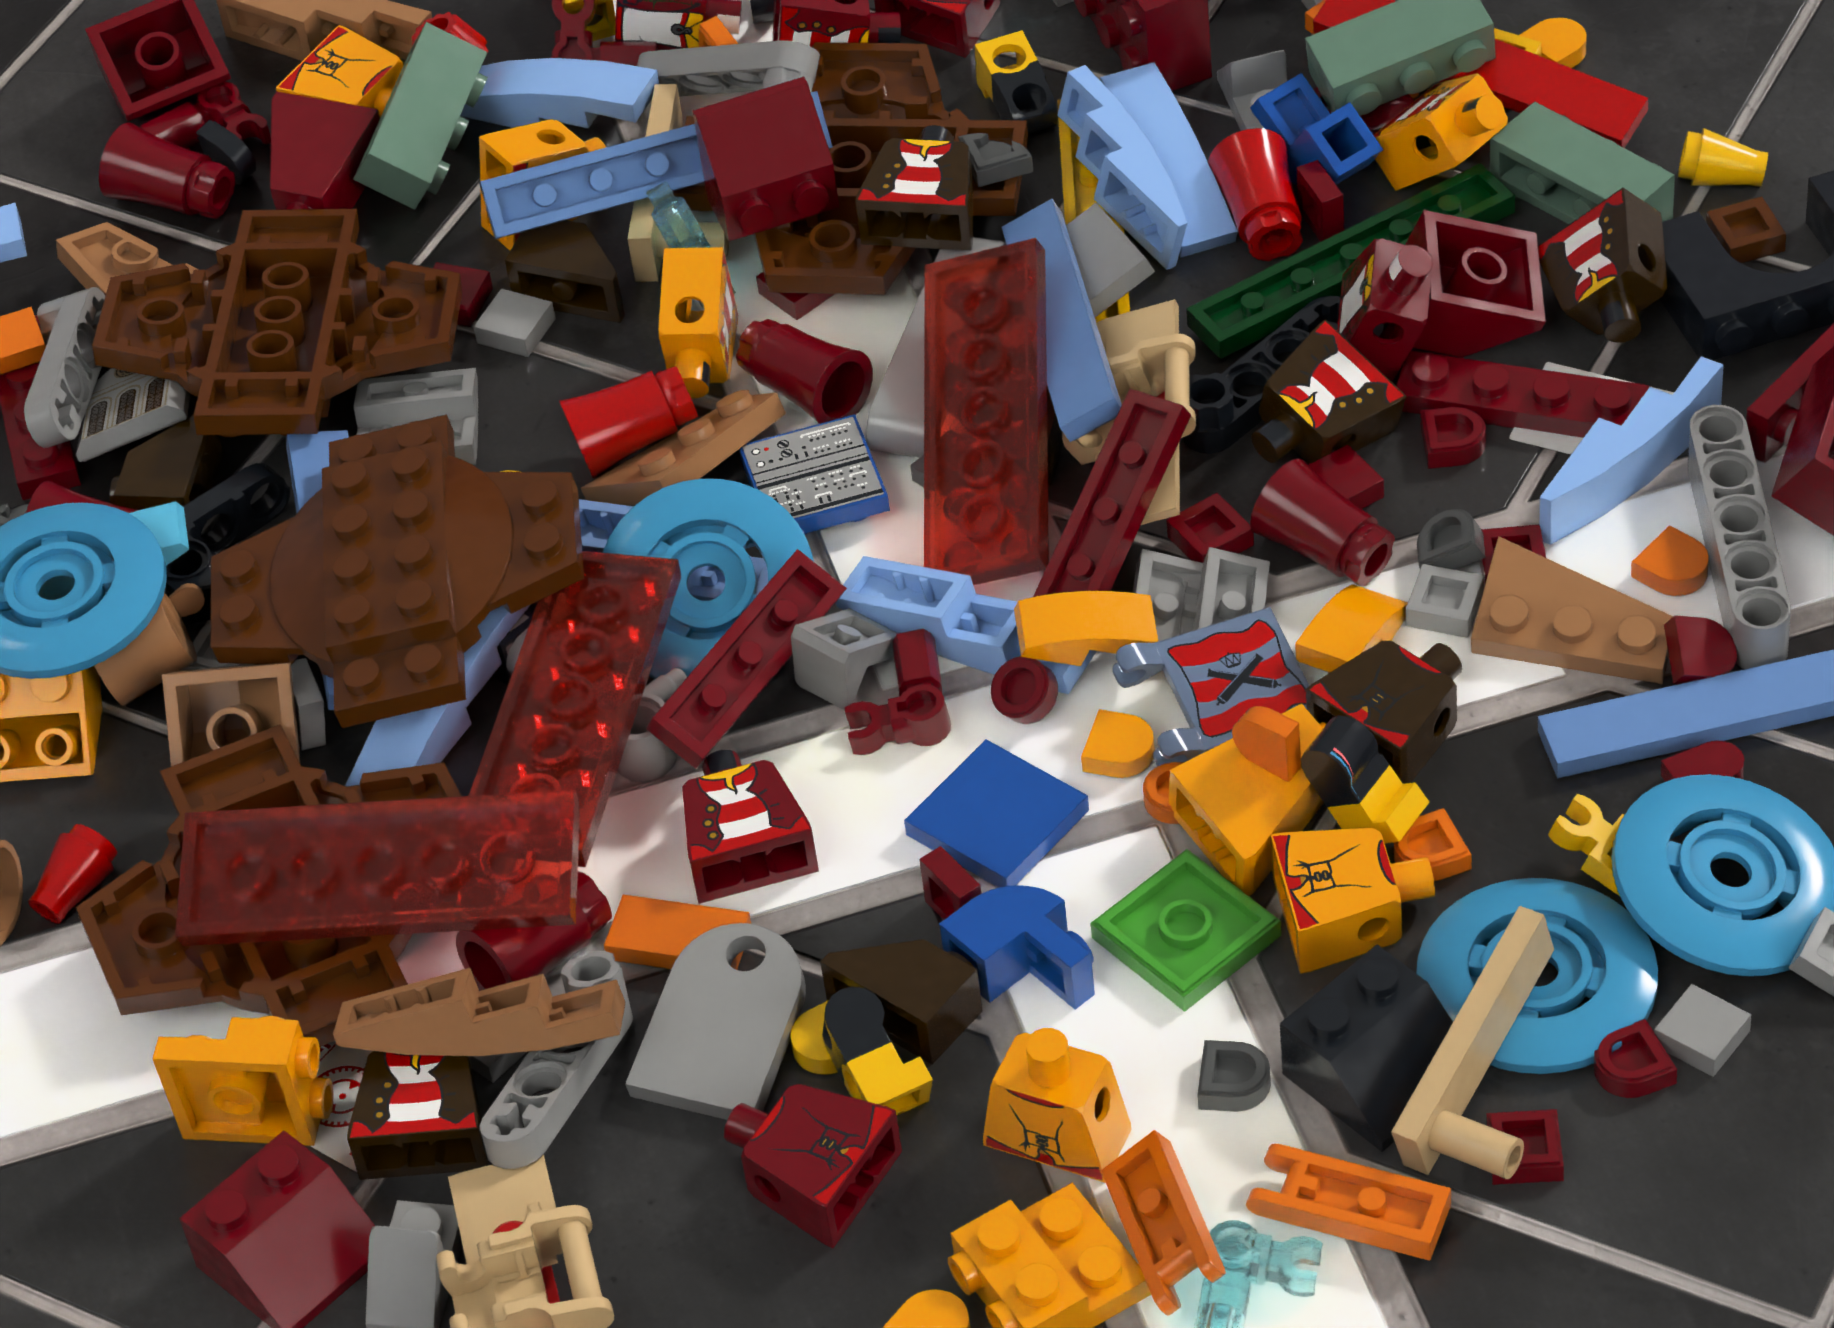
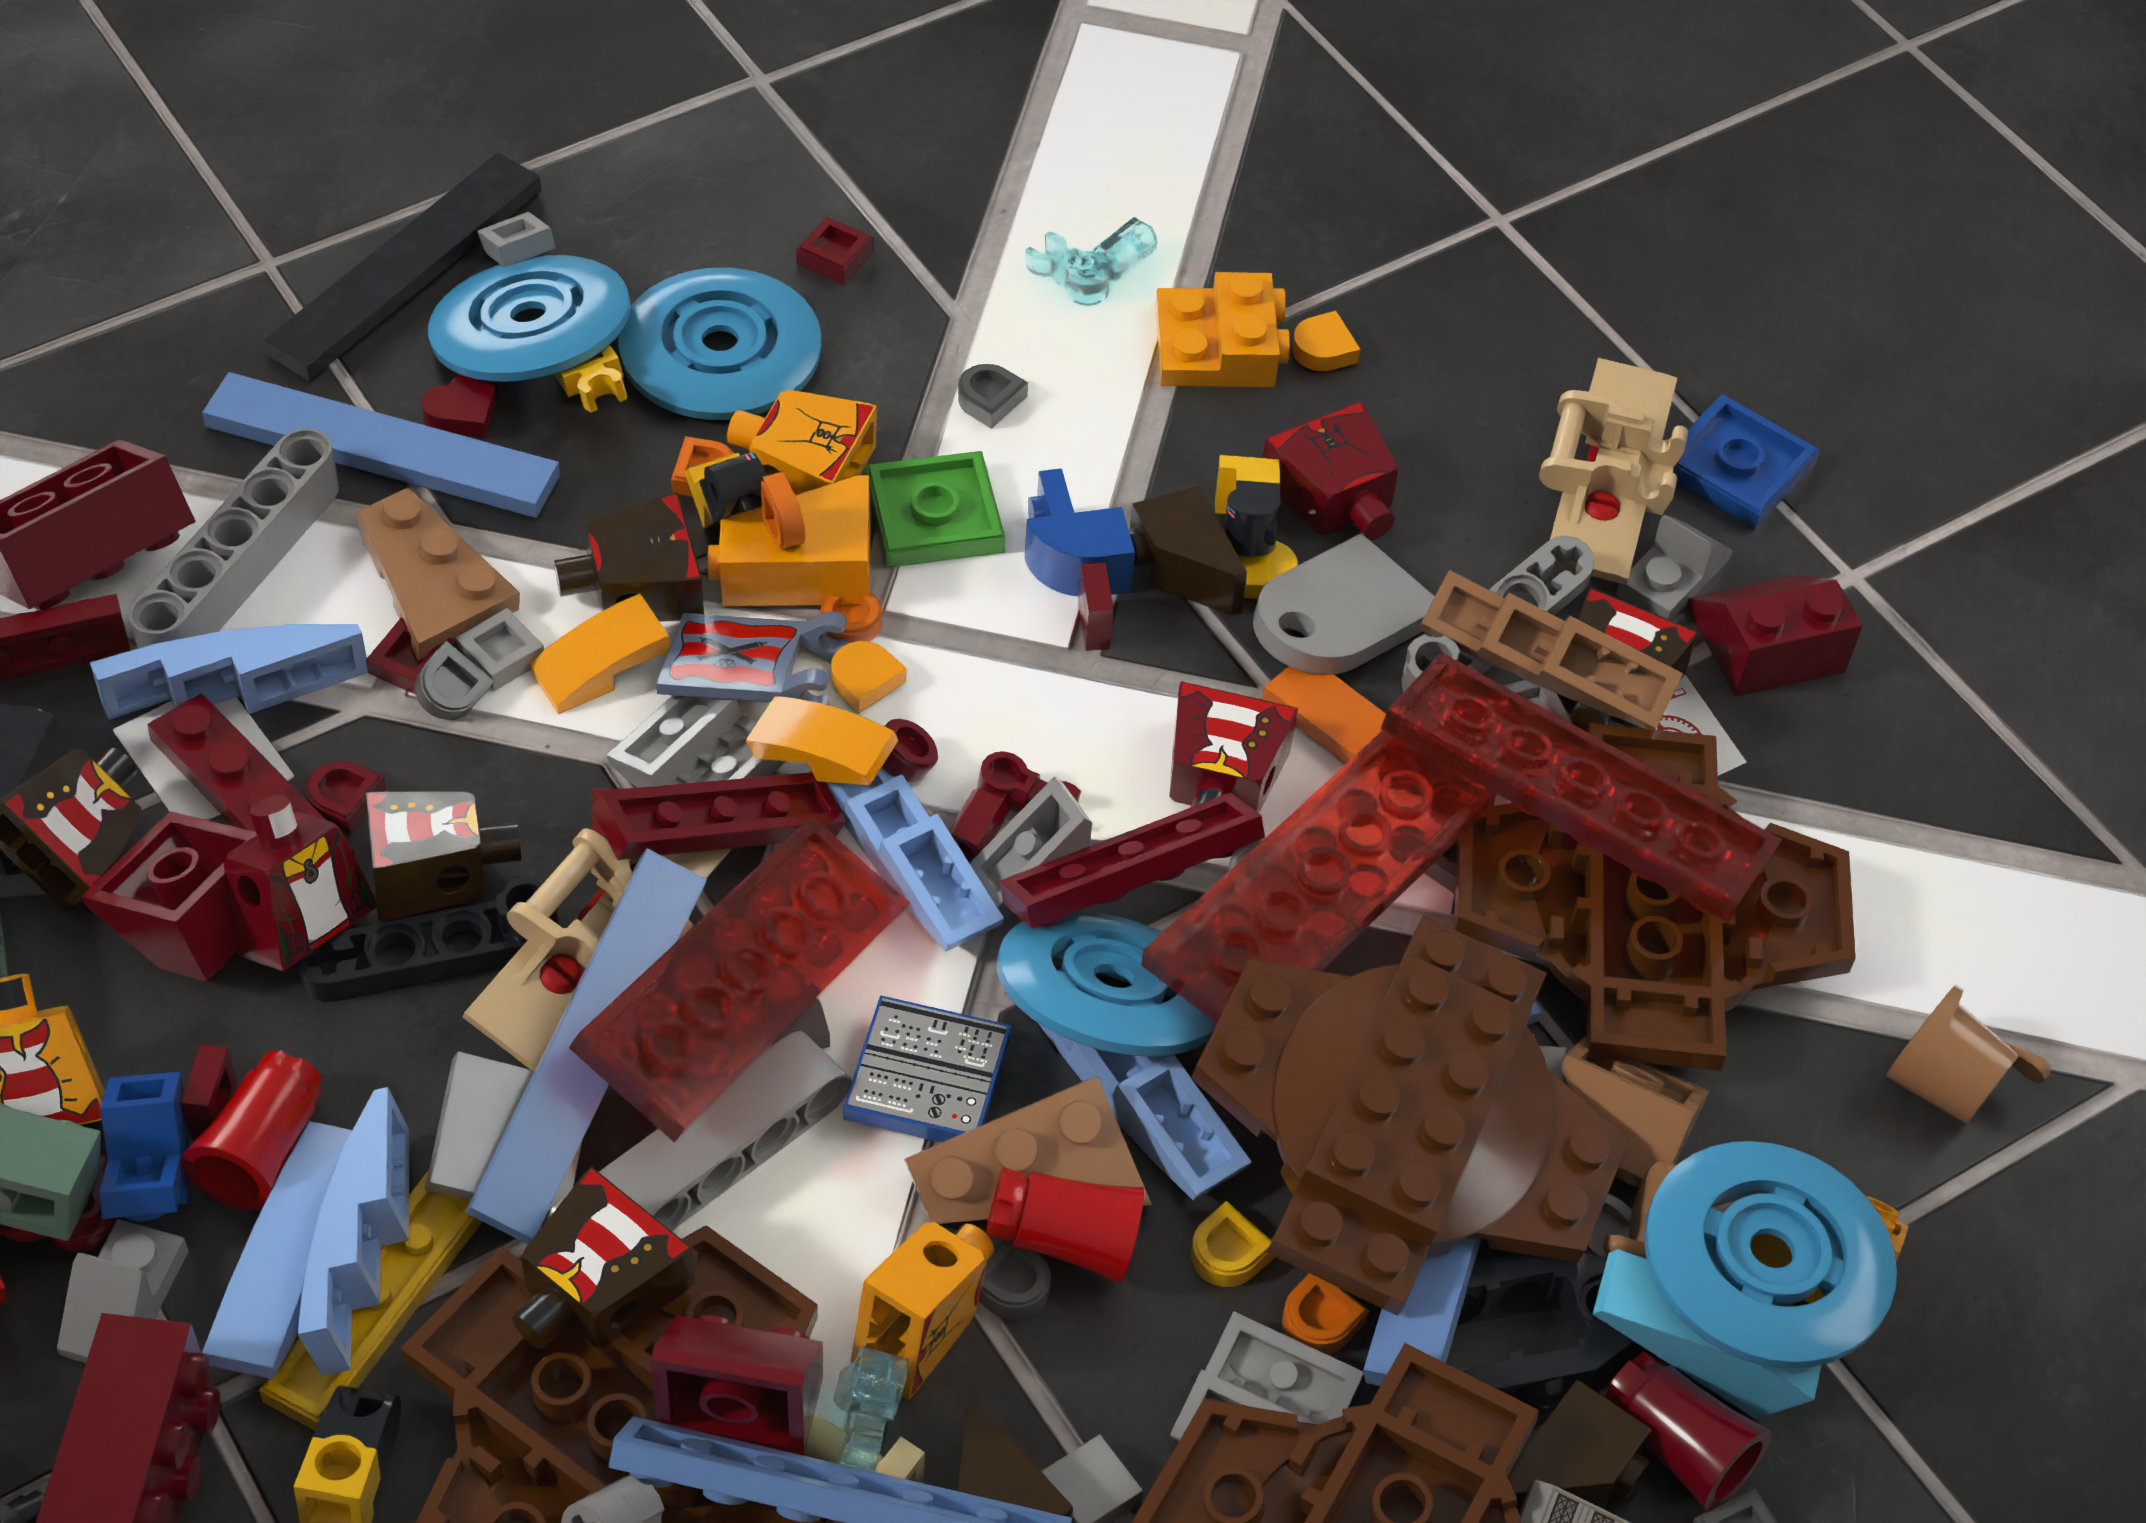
camera: 160 degrees left, 5 degrees up
(73, 870) = (1833, 1048): red cone -> none
(247, 1083) = (1766, 714): light orange plate -> none
(806, 370) = (850, 1190): dark red plant -> none
(996, 160) = (483, 1298): dark grey tile -> none
(997, 815) = (1006, 670): blue tile -> none
(1056, 1105) = (1146, 400): light orange torso -> none
(1161, 1218) = (1122, 307): orange hinge -> none
(1277, 293) = (257, 1014): dark green plate -> none
(1321, 524) = (543, 747): dark red plant -> none
(1350, 476) = (491, 792): dark red tile -> none
(1353, 1202) = (982, 262): orange hinge -> none
(1365, 1043) = (886, 349): black slope -> none
(1433, 1115) = (824, 281): tan piece -> none
(1635, 1067) = (713, 253): dark red tile -> none
(1672, 563) = (299, 575): orange tile -> none
(1698, 648) = (370, 481): dark red tile -> none
(1703, 1030) = (648, 254): light grey tile -> none

